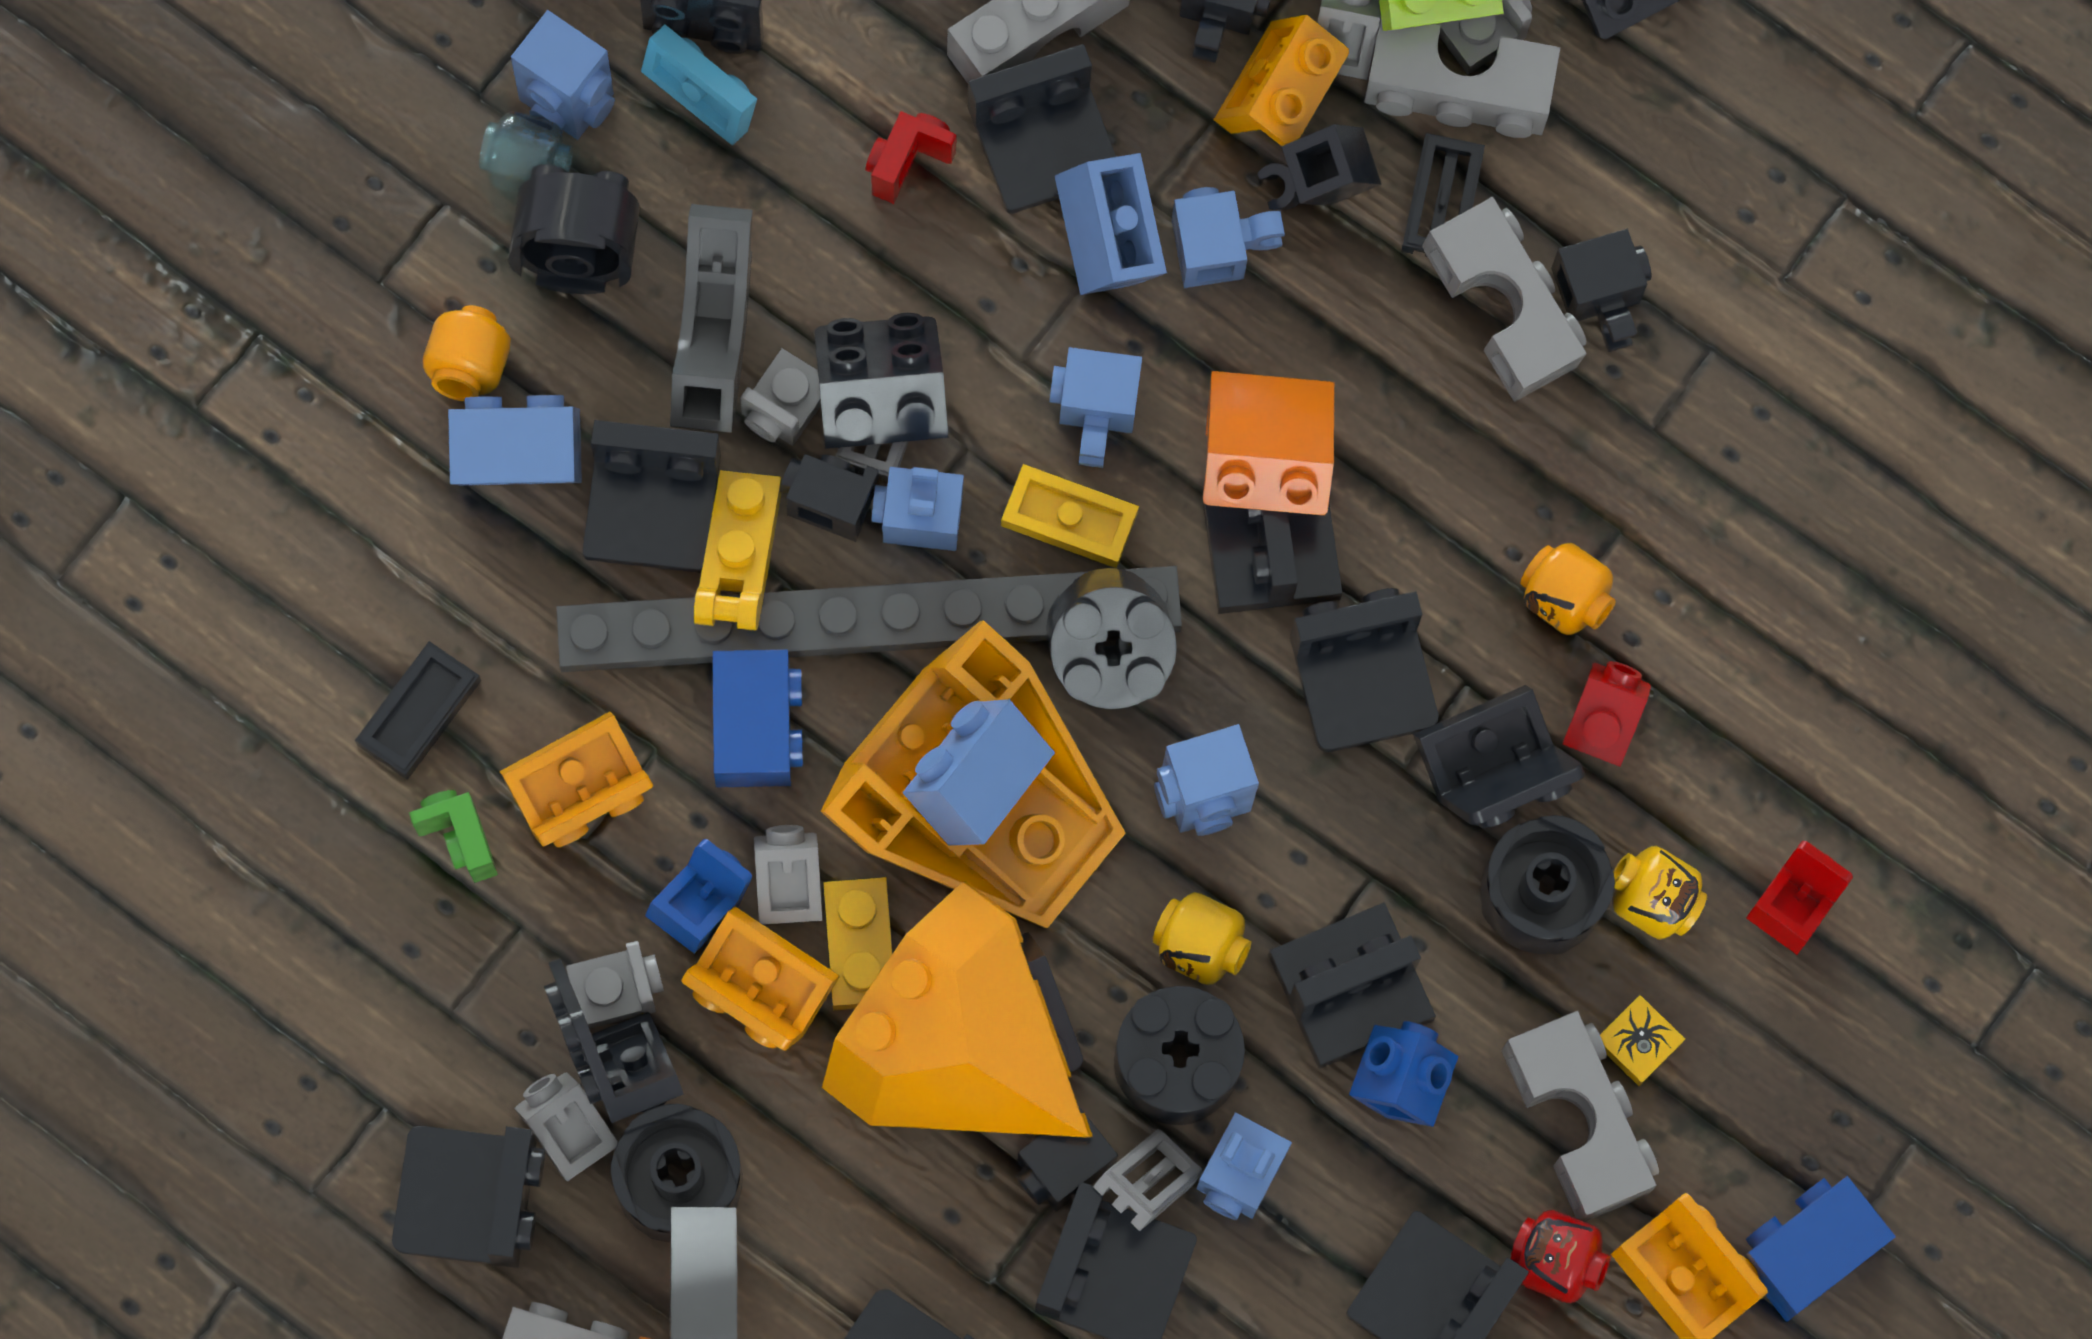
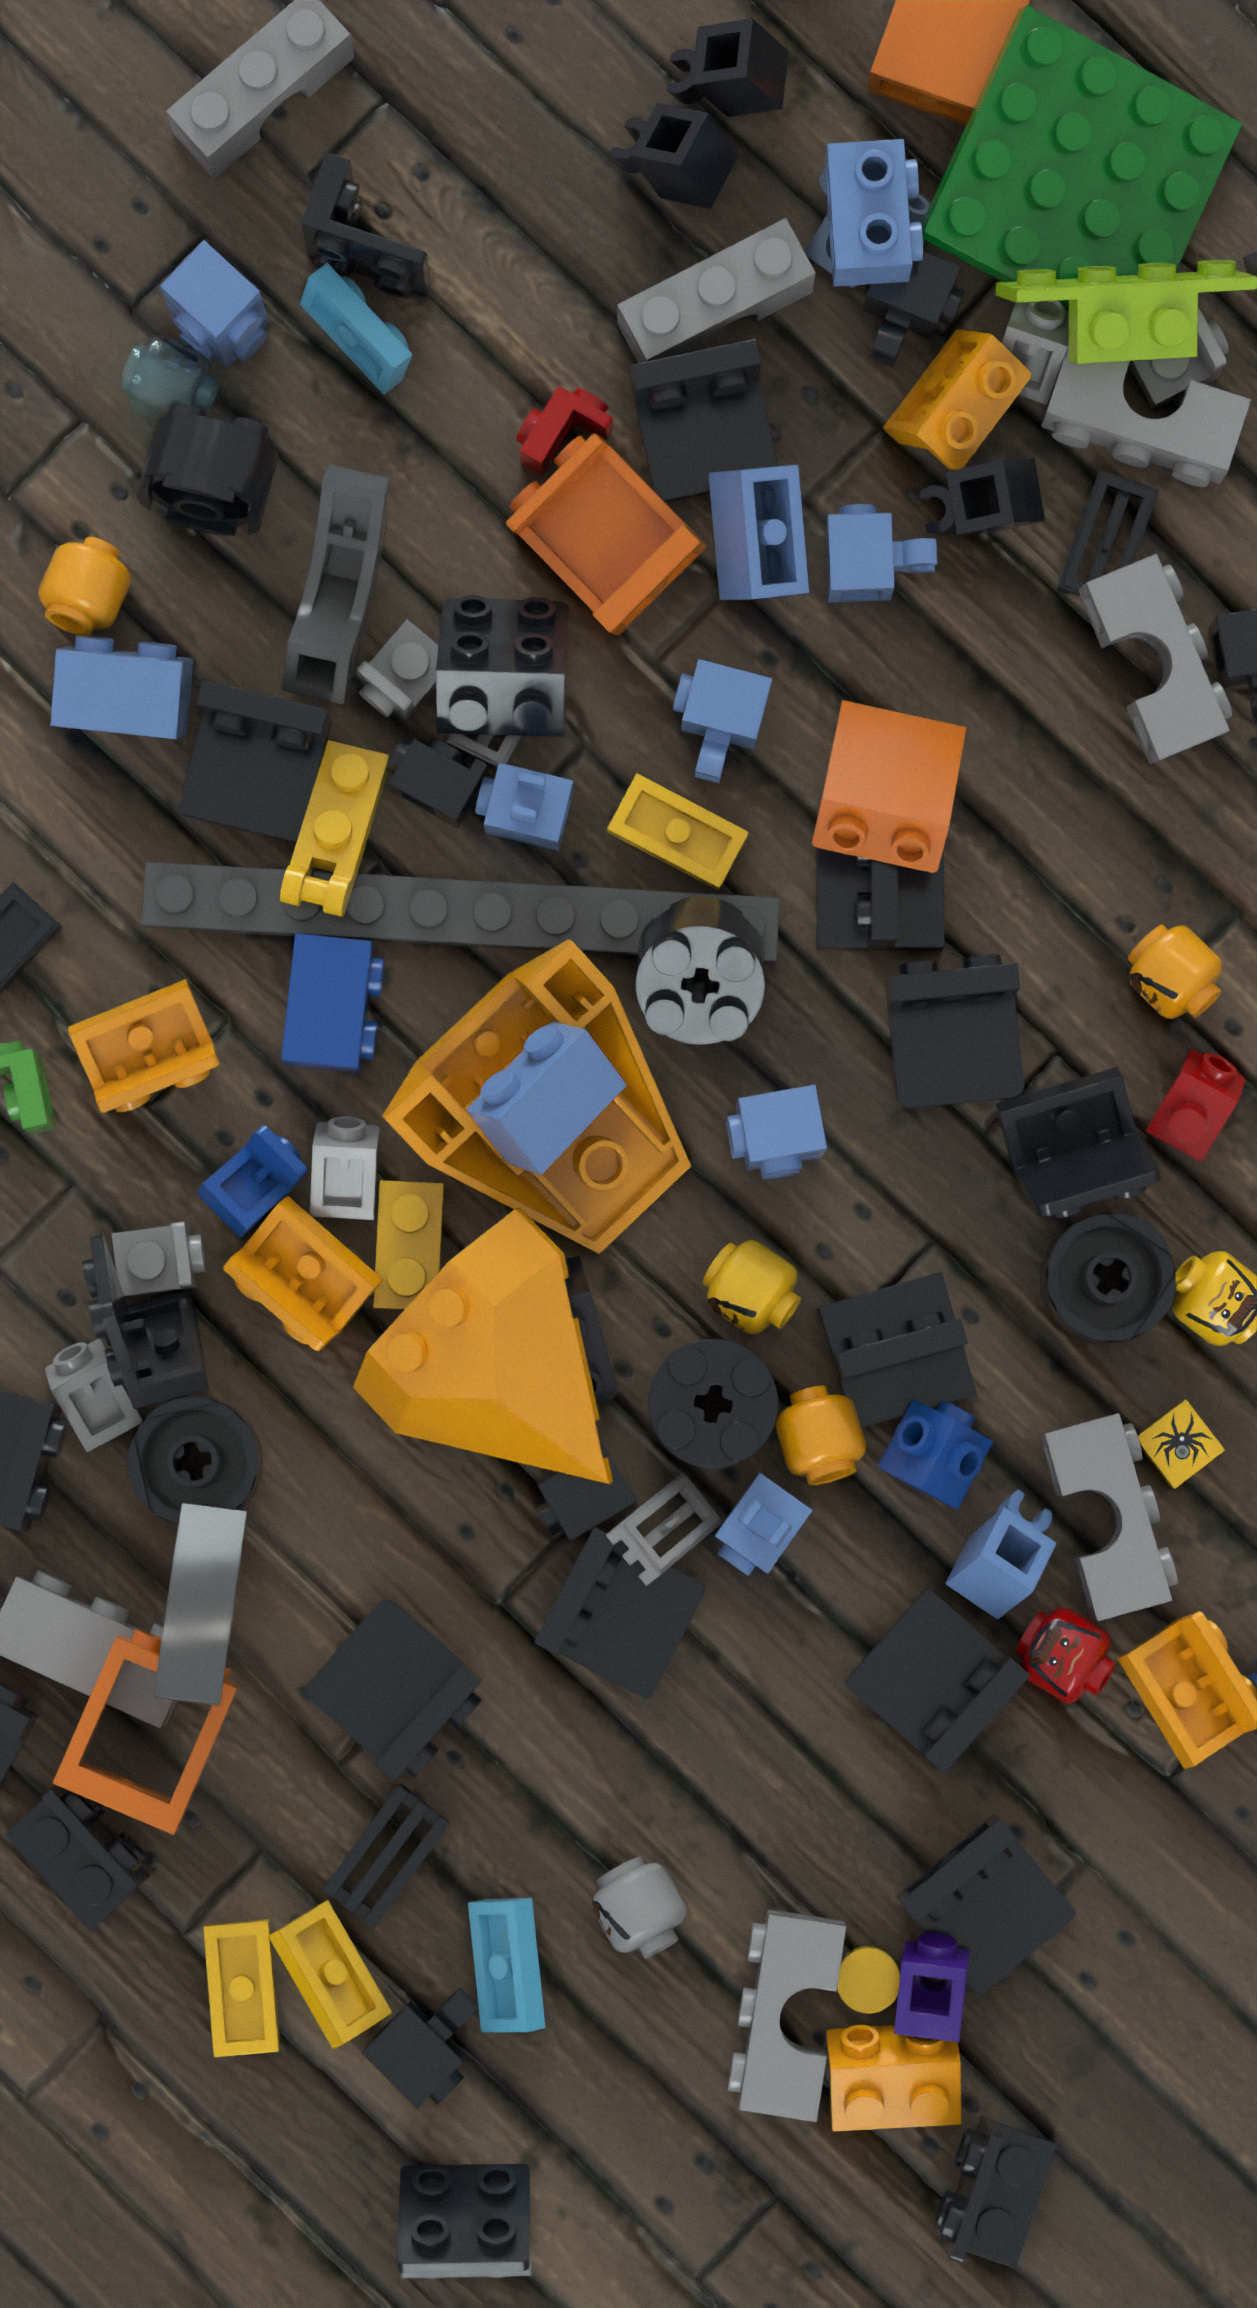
camera: 10 degrees right, 10 degrees up
(962, 244) = (604, 532): none -> orange panel
(1289, 1073) = (820, 1435): none -> light orange head
(1484, 1169) = (1003, 1558): none -> medium blue brick

